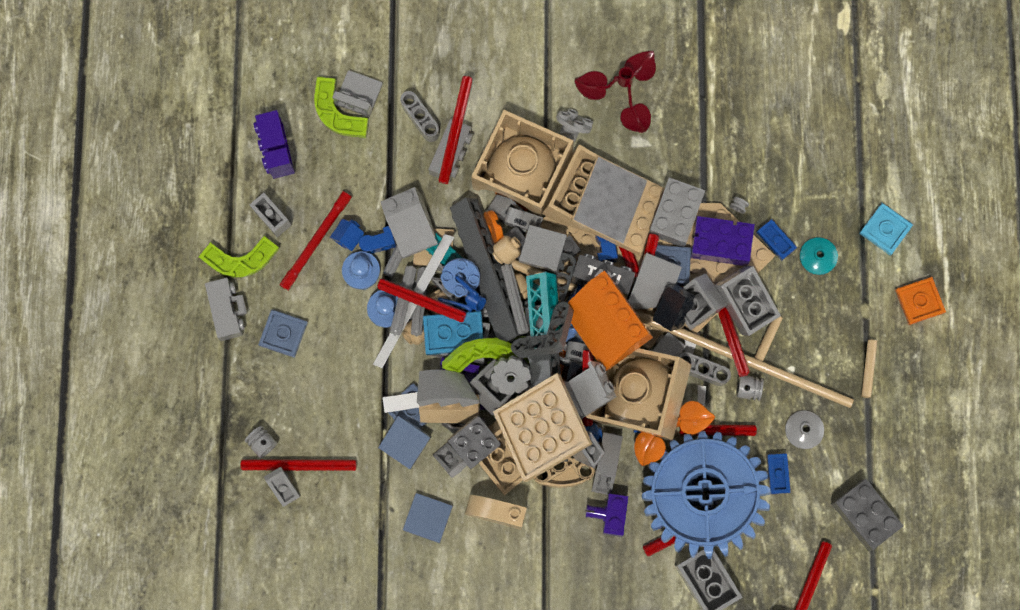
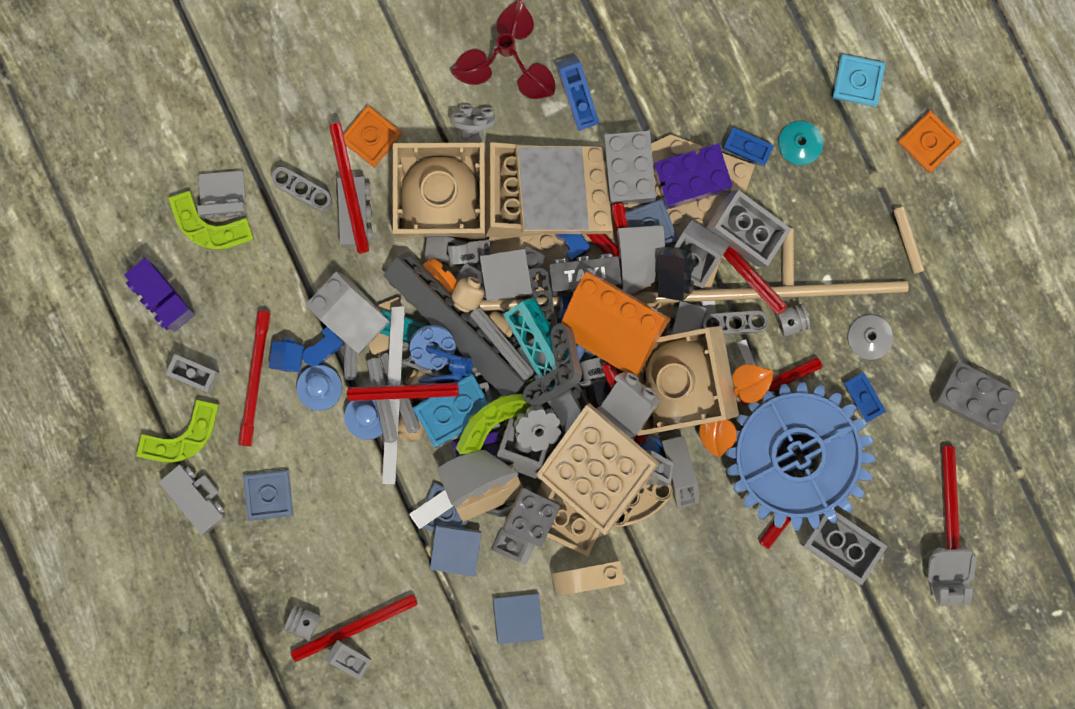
camera: 25 degrees left, 5 degrees up
(490, 101) = (371, 136): none -> orange tile
(613, 514) = (711, 523): dark purple brick -> none
(663, 139) = (577, 92): none -> blue slope
(739, 205) = (691, 127): light grey bush -> none

